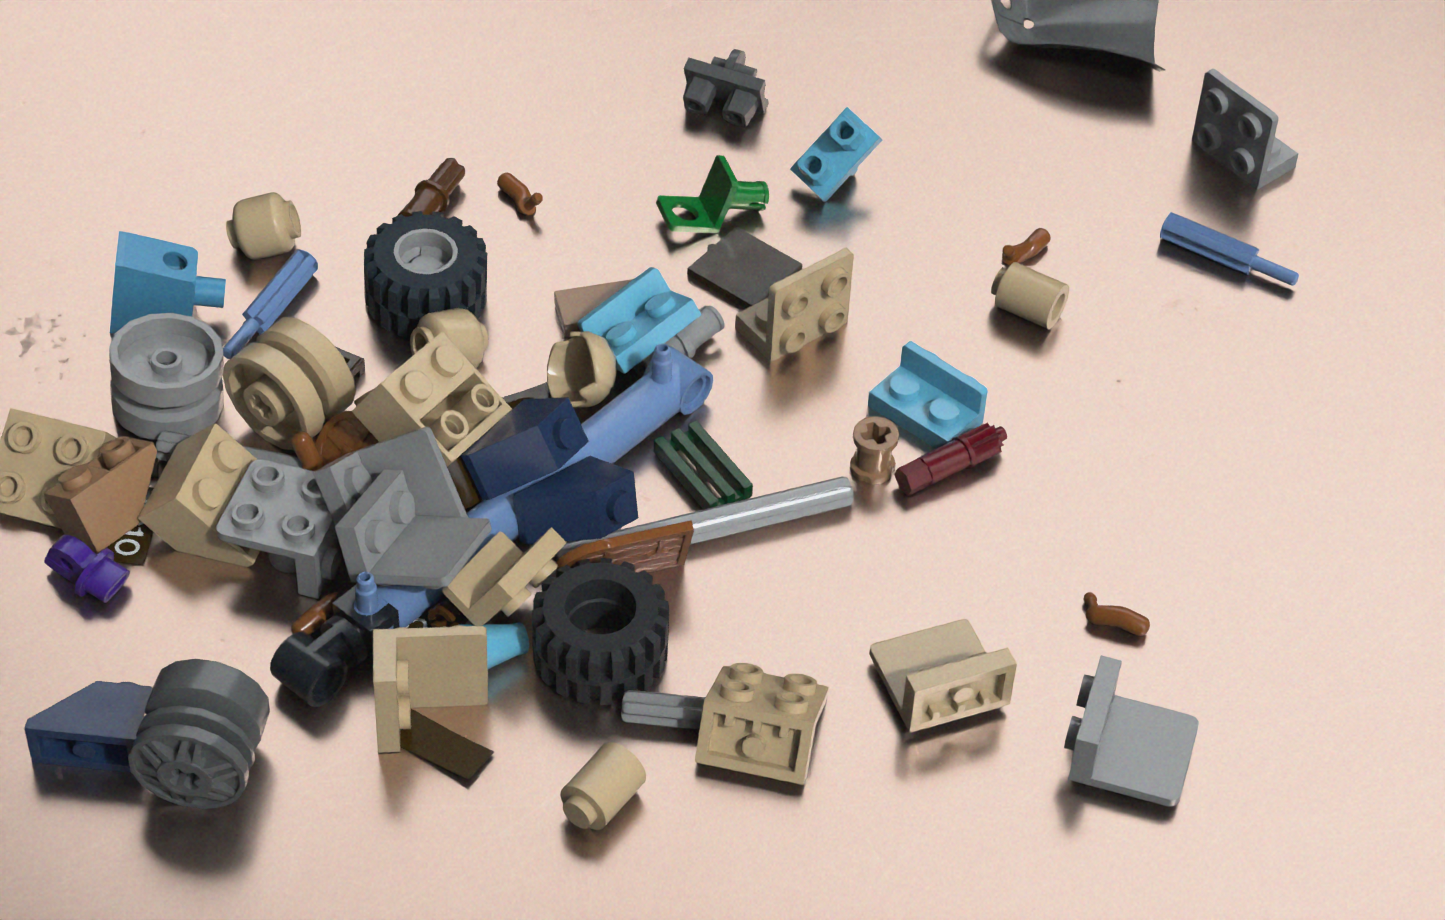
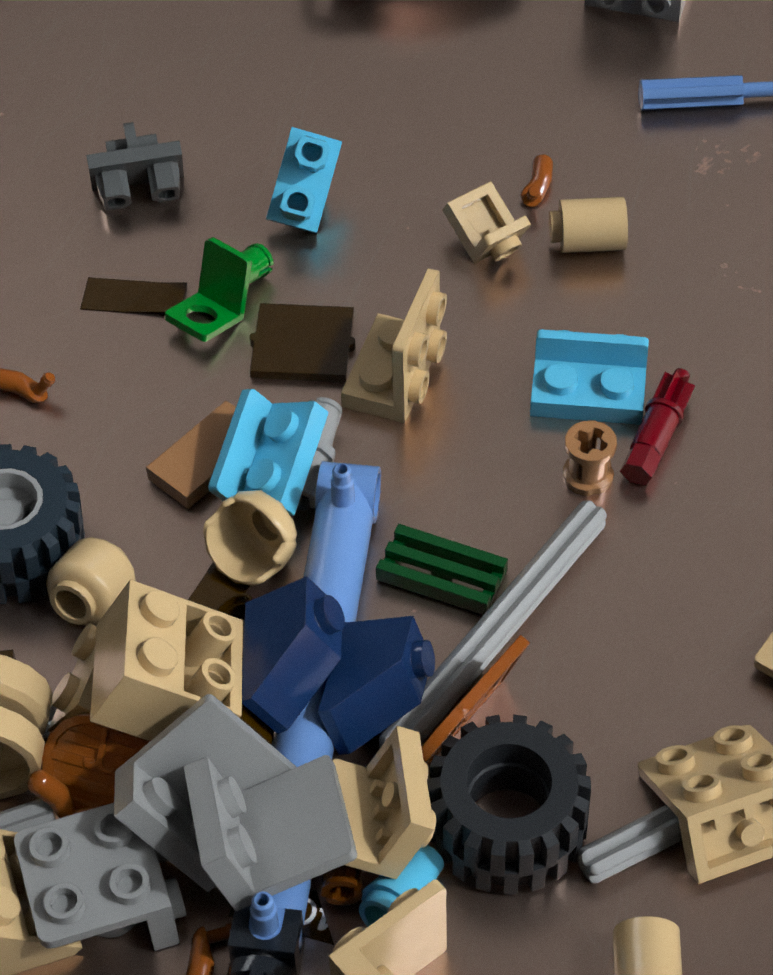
camera: 30 degrees left, 5 degrees up
(651, 175) = (131, 295): none -> dark brown sticker
(950, 253) = (485, 224): none -> tan bracket

